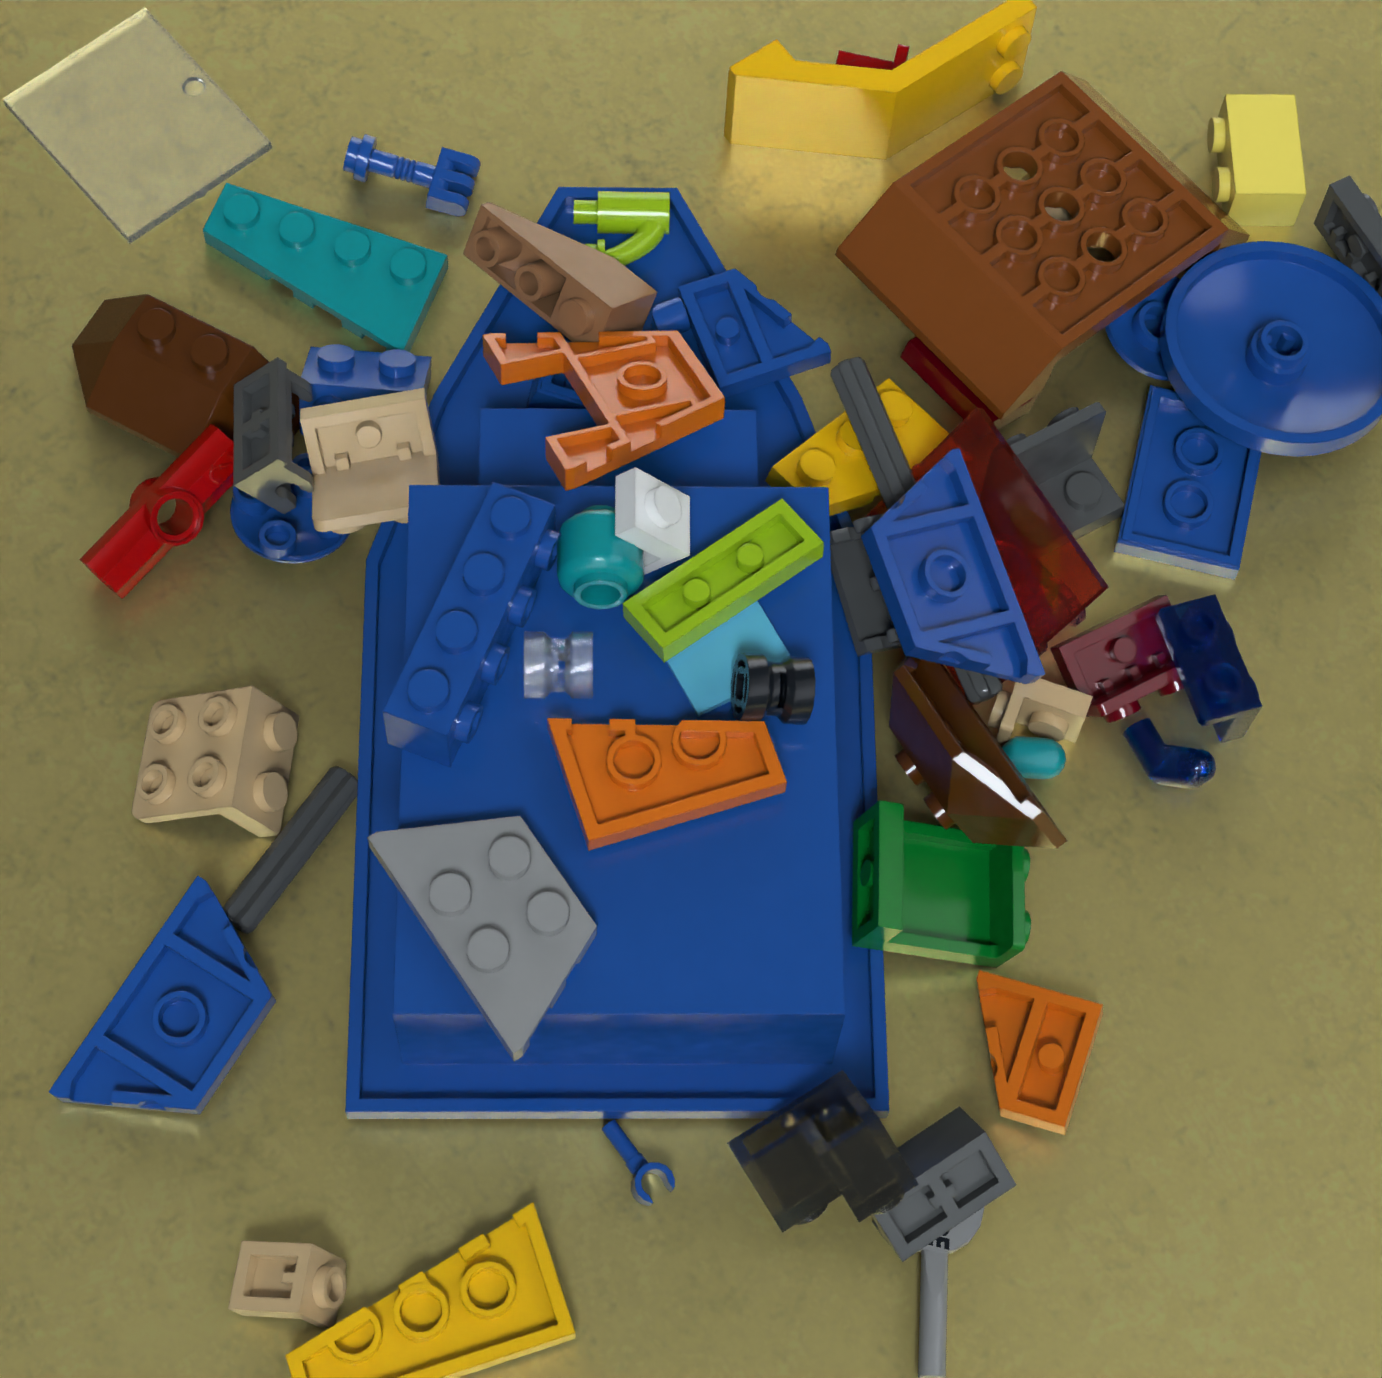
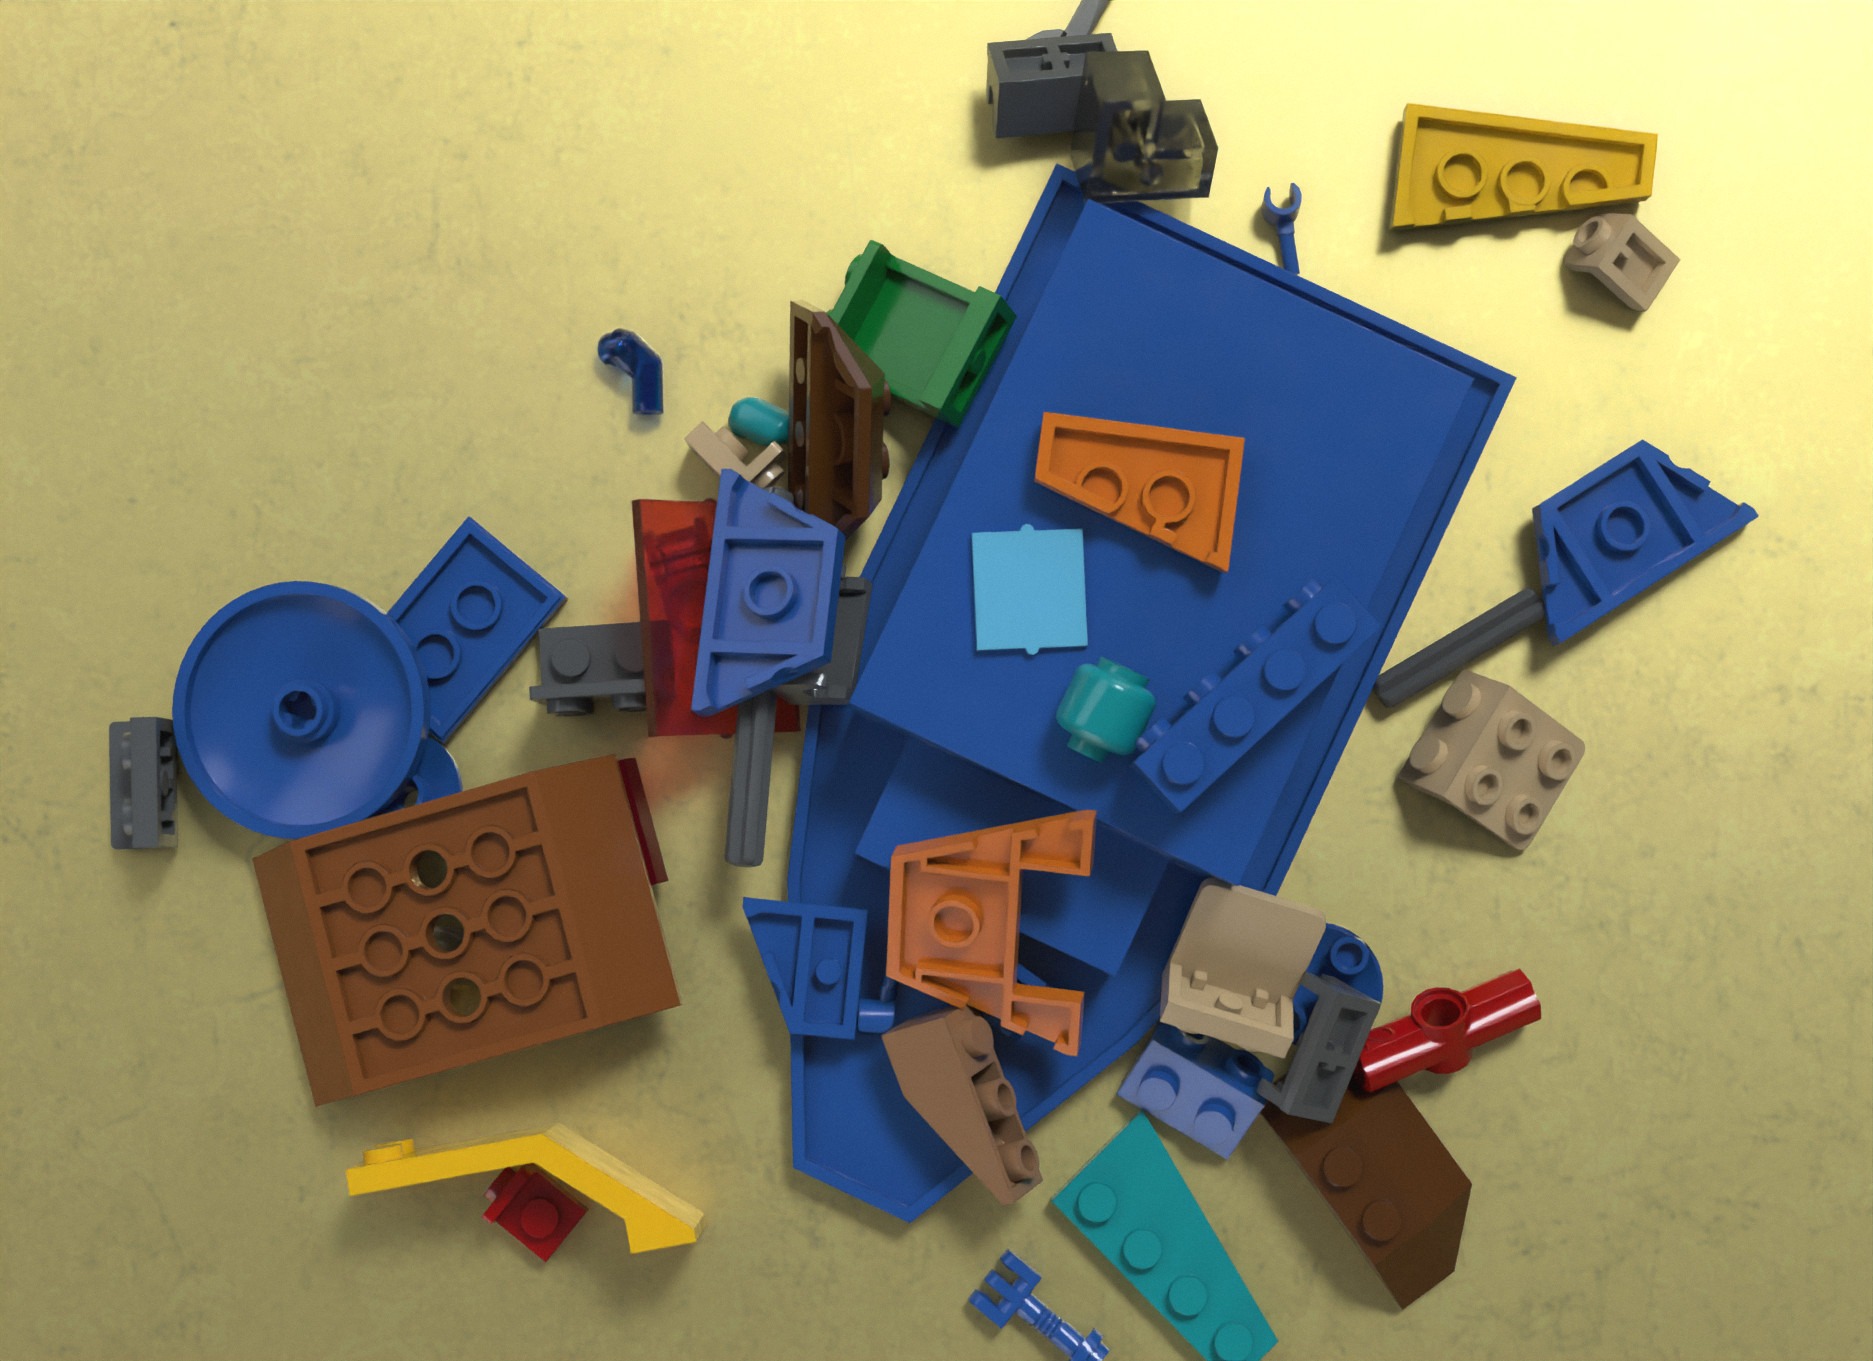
camera: 150 degrees left, 20 degrees up
(493, 914) = (1352, 421): light grey wing -> none
(542, 665) = (1192, 622): clear wheel -> none
(627, 213) = (860, 1159): lime plant -> none
(652, 518) = (1045, 715): white bracket -> none
(723, 580) = (1001, 638): lime plate -> none
(772, 688) = (1012, 505): black wheel -> none
(836, 458) = (806, 780): yellow wing -> none
(1037, 1048) = (899, 162): orange wing -> none
(1120, 661) = (620, 462): dark red bracket -> none
(1210, 666) = (560, 422): clear blue bracket -> none
(1258, 159) = (196, 935): light yellow brick -> none

